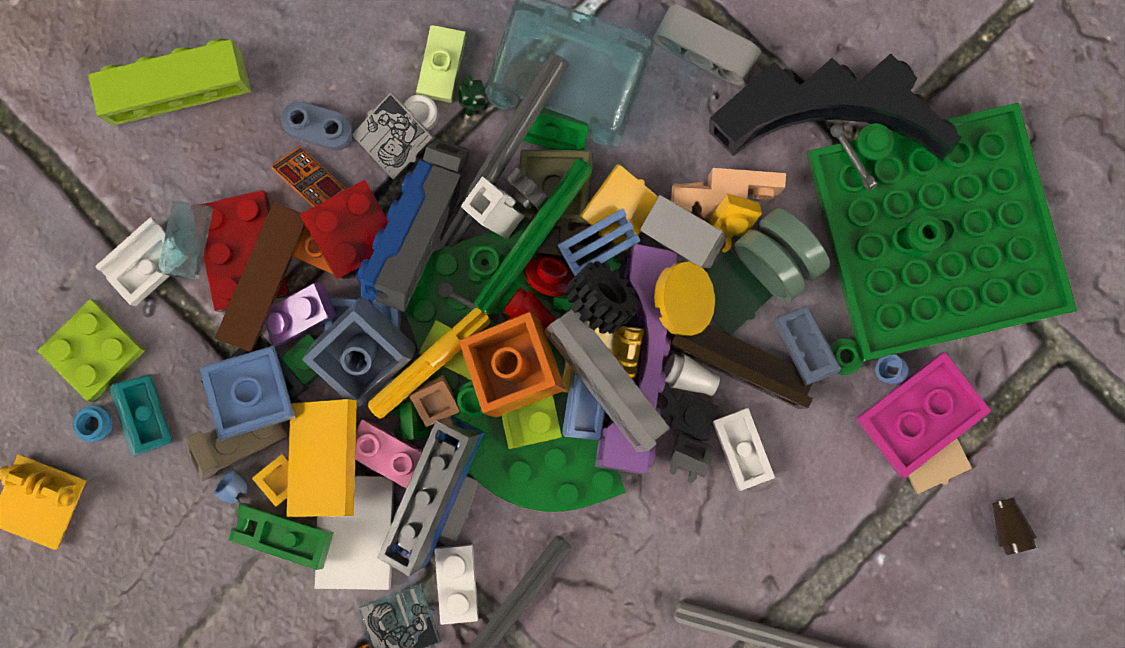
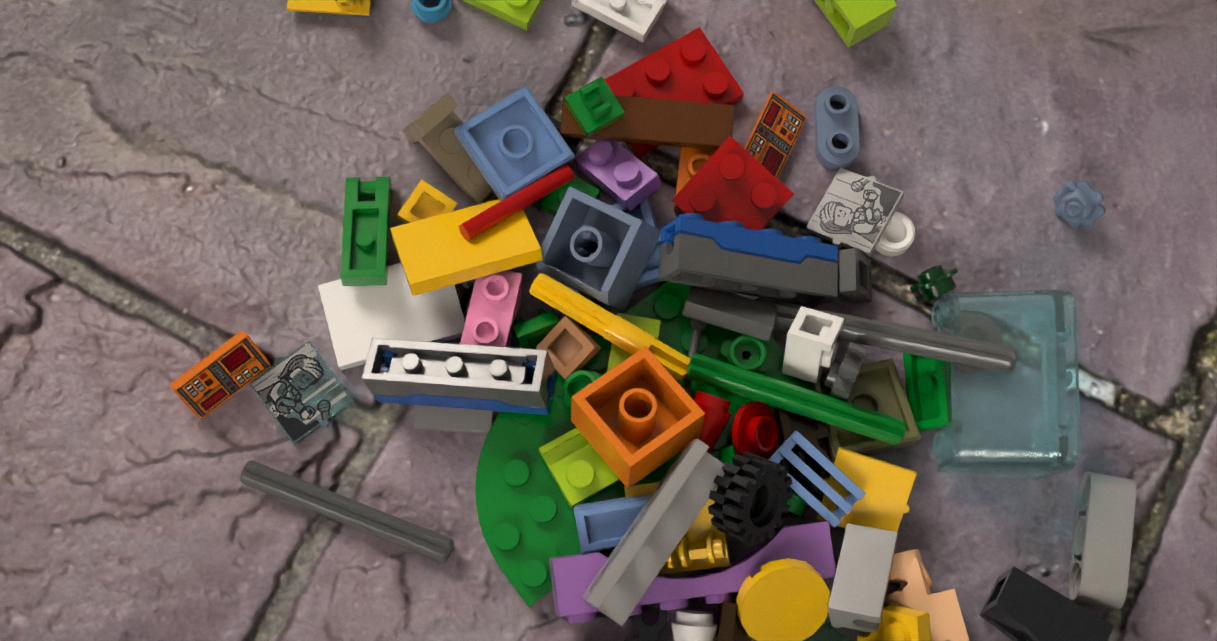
camera: 70 degrees right, 10 degrees down
(140, 415) = (455, 47): teal slope -> none
(185, 240) = (660, 29): clear light blue plate -> none
(230, 487) = (405, 162): medium blue hinge -> none
(237, 317) = (594, 107): none -> green tile
(299, 406) = (516, 202): none -> red bar
(441, 63) = (959, 239): yellowish green plate -> none
(447, 262) = (731, 312): none -> dark grey tile
(456, 584) = (365, 442): white plate -> none

